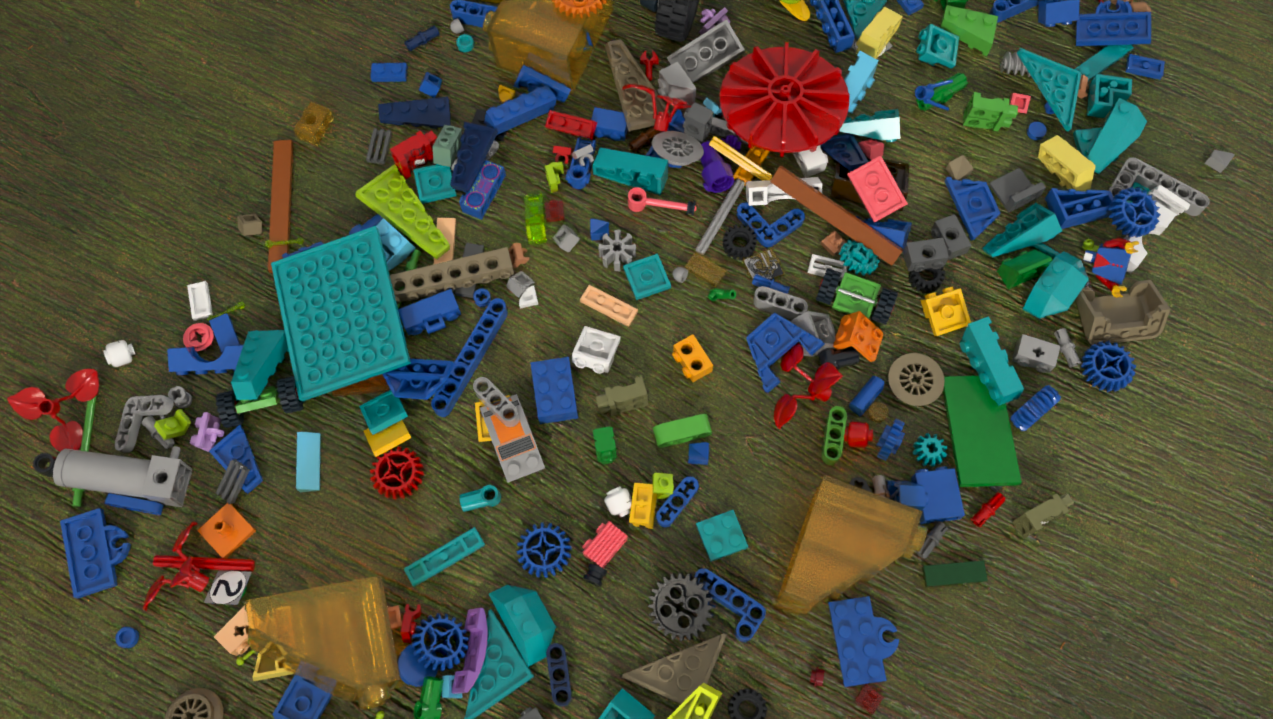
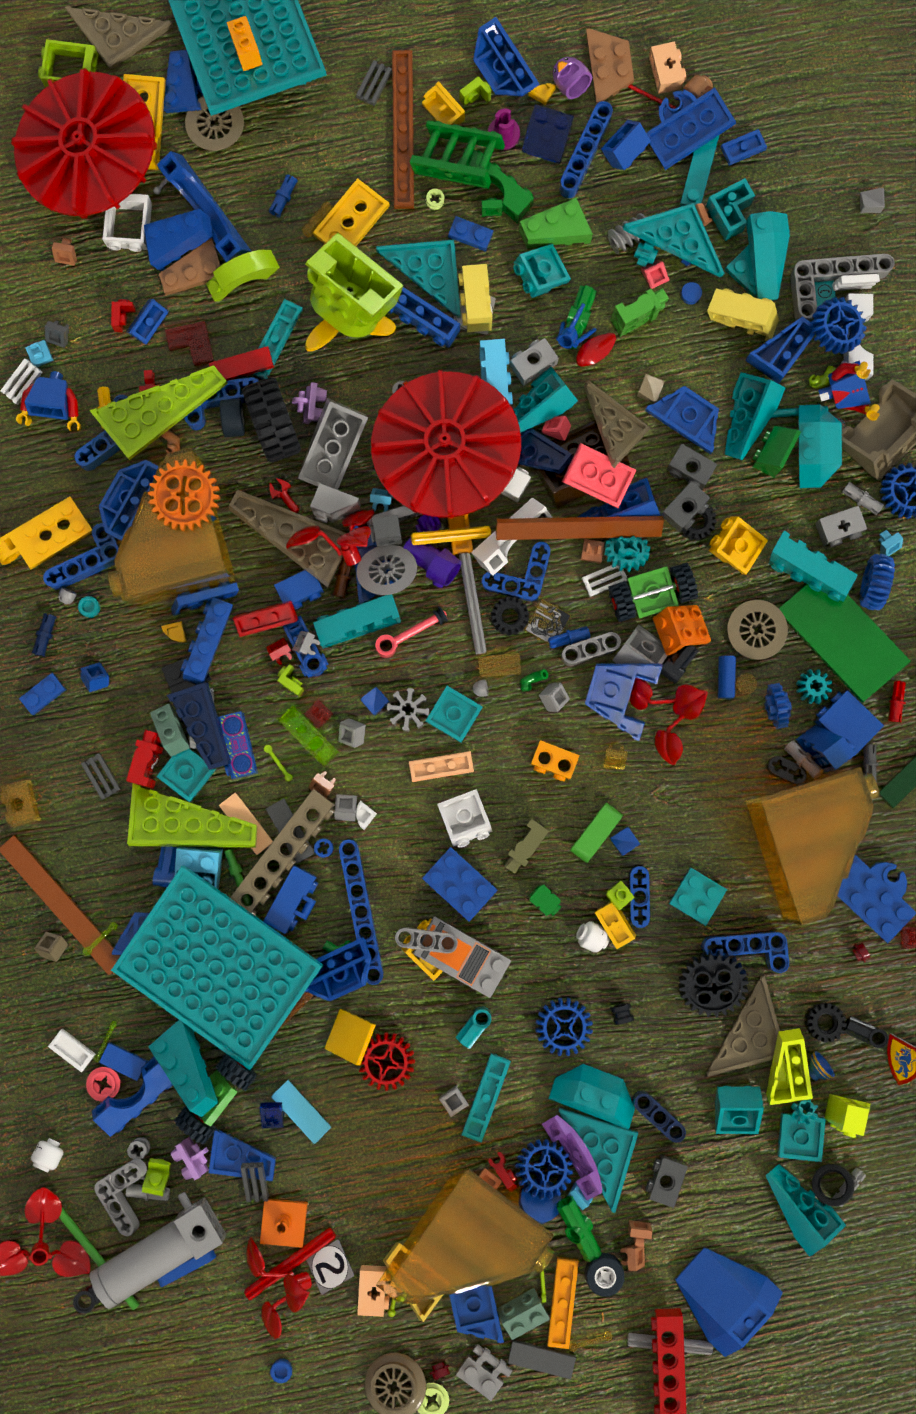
camera: 40 degrees left, 15 degrees up
(92, 552) = (187, 1331): blue plate -> none
(286, 444) = (272, 1115): none -> clear blue bracket
(383, 412) = (329, 1021): teal plate -> none
(419, 539) = (453, 1101): none -> light grey slope
(423, 112) = (114, 709): dark blue wing -> none
(501, 209) = (268, 749): none -> lime hinge
(604, 545) = (610, 982): coral brick -> none
(727, 317) = (554, 697): none -> light grey slope
(737, 389) = (615, 758): none -> clear yellow tile
(837, 427) = (726, 747): bright green beam -> none
(858, 434) = (745, 719): red head -> none
(879, 101) = (526, 371): none -> light grey brick
(915, 172) = (617, 425): none -> dark tan tile
(938, 119) = (595, 349): none -> red arm
(1016, 190) = (714, 372): dark grey bracket -> none
(1022, 83) = (645, 253): none -> teal gear
(1068, 392) = (890, 543): none -> medium azure tile

